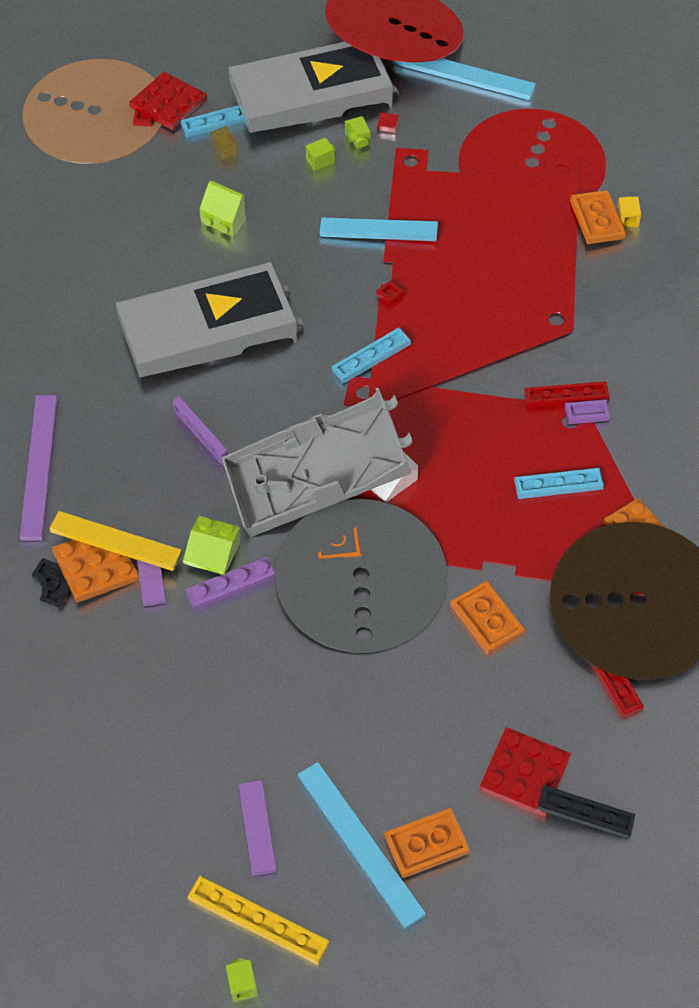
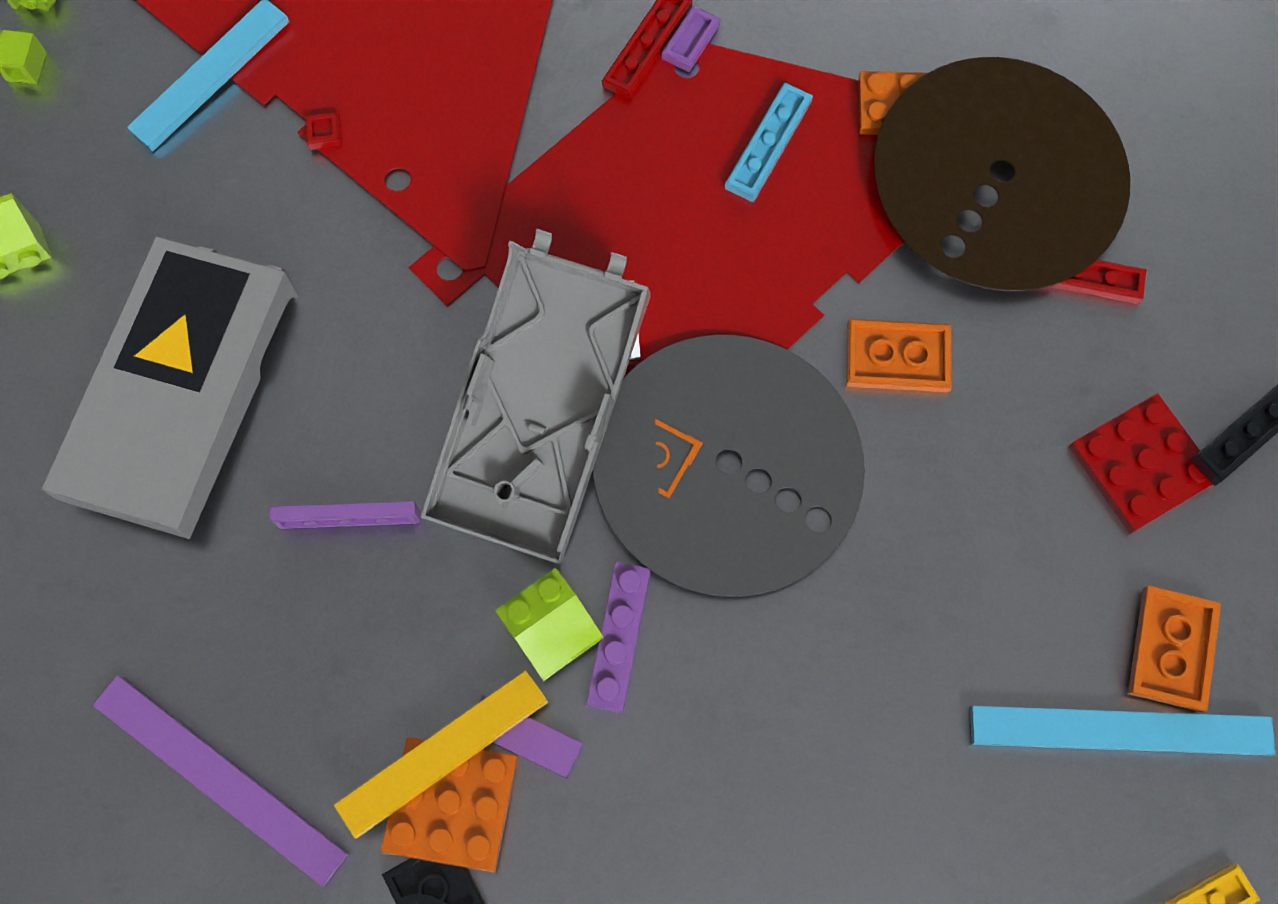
camera: 55 degrees left, 15 degrees up
(257, 828) = (1016, 850): medium lavender tile -> none
(371, 355) = (402, 220): medium azure tile -> none

